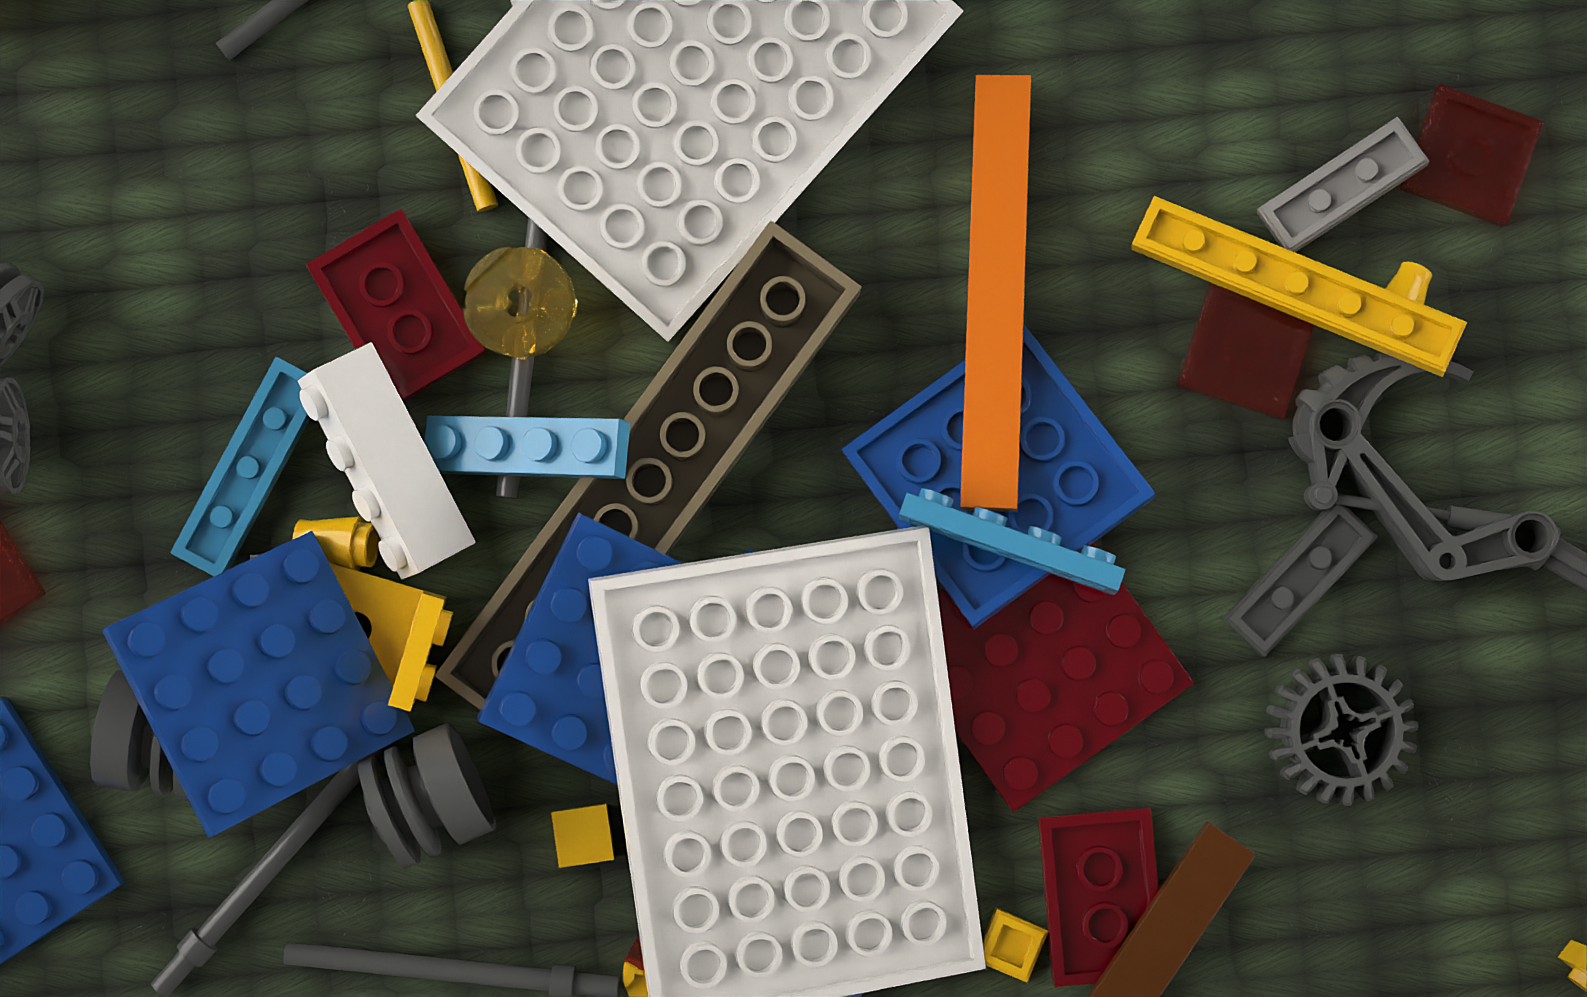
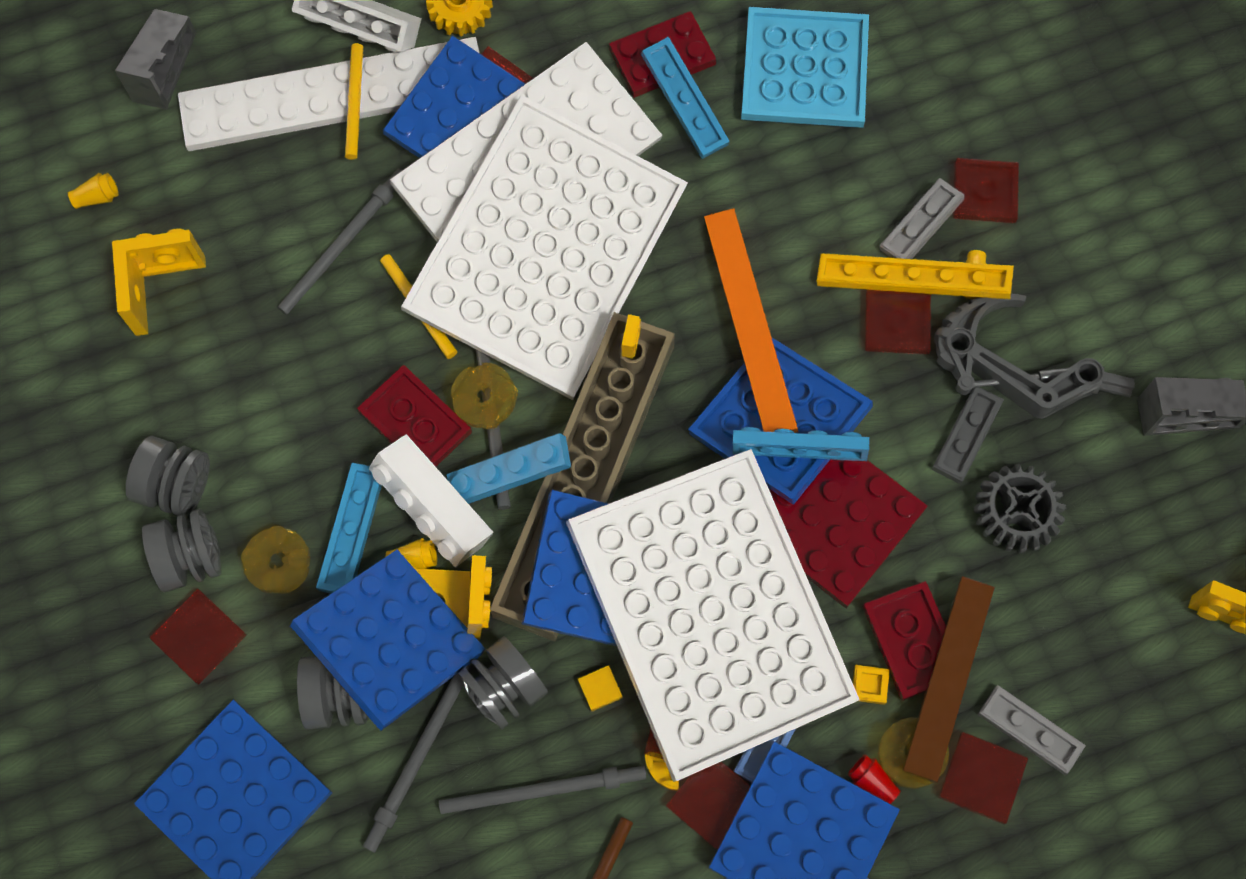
camera: 10 degrees left, 15 degrees down
(88, 474) = (257, 559): none -> clear yellow plate
(784, 279) = (631, 336): none -> yellow tile

